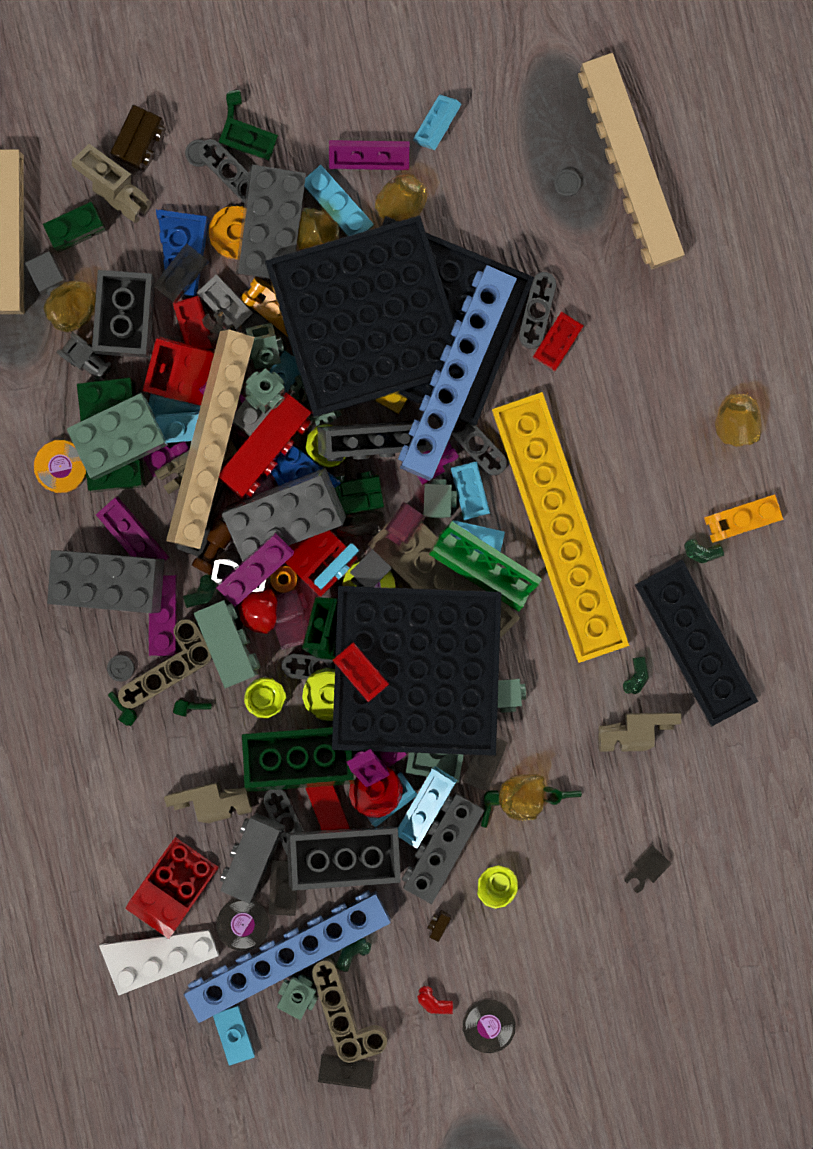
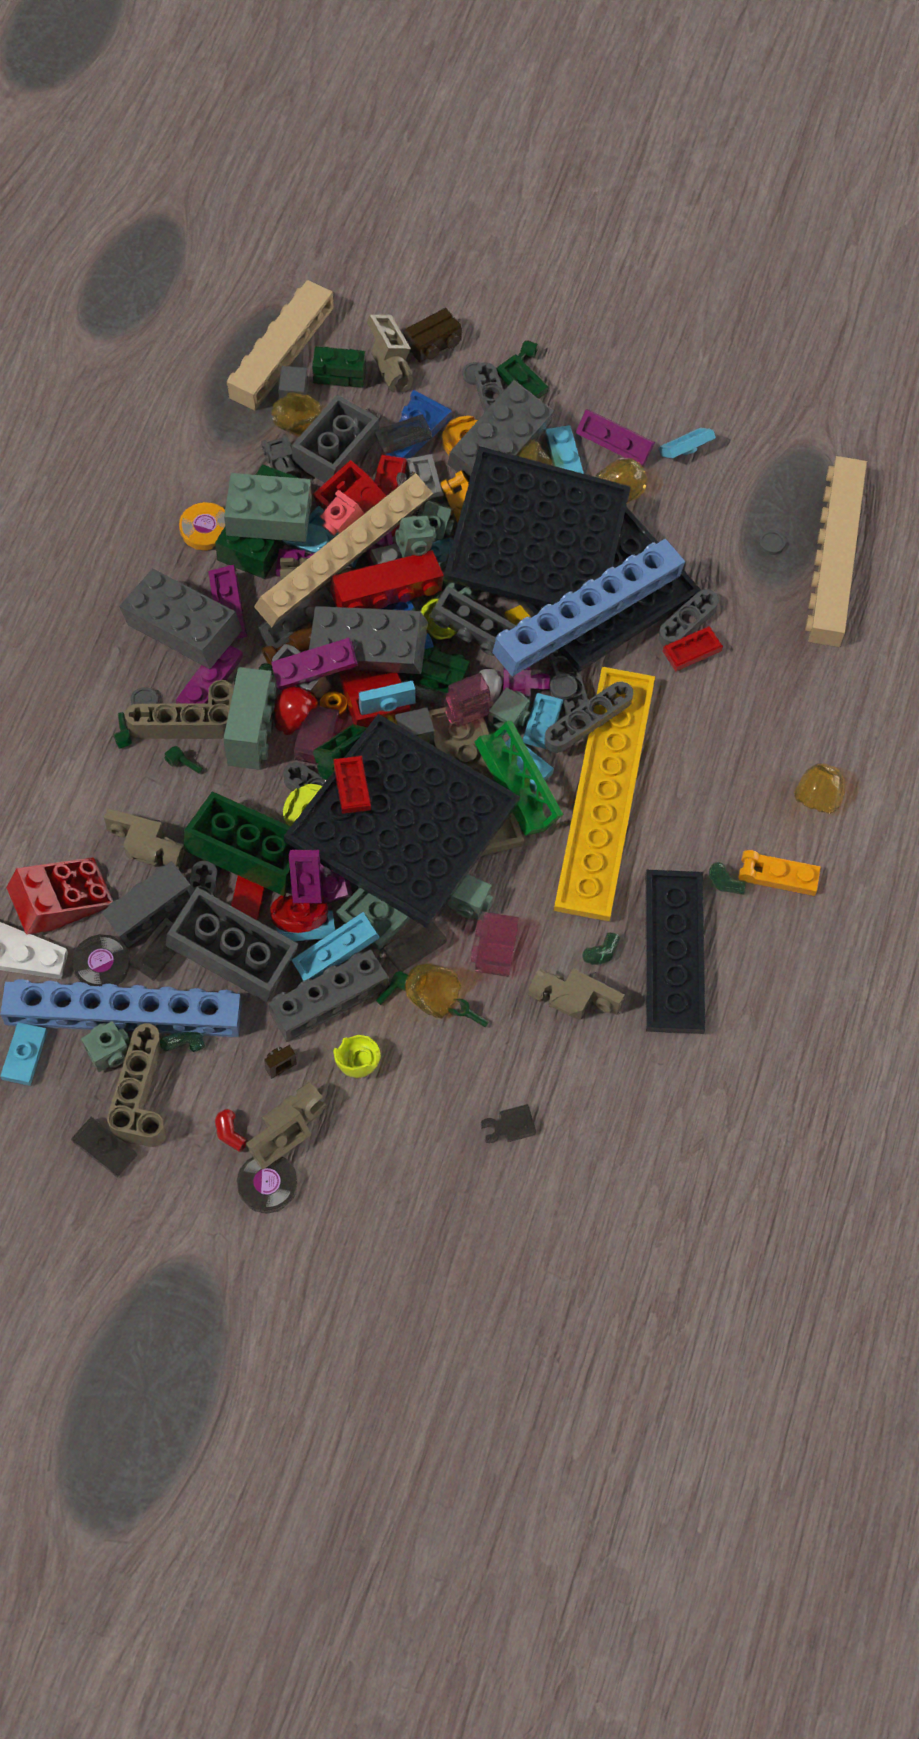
camera: 25 degrees right, 25 degrees down
(191, 397) = (340, 514): none -> coral brick
(264, 697) = (252, 782): neon yellow hair -> none
(407, 487) = (494, 682): none -> light grey cone
(469, 448) = (563, 686): none -> dark grey piece
(478, 976) = (286, 1125): none -> dark tan plate
(507, 468) = (586, 714): none -> dark grey beam
(550, 724) = (496, 944): none -> clear pink brick

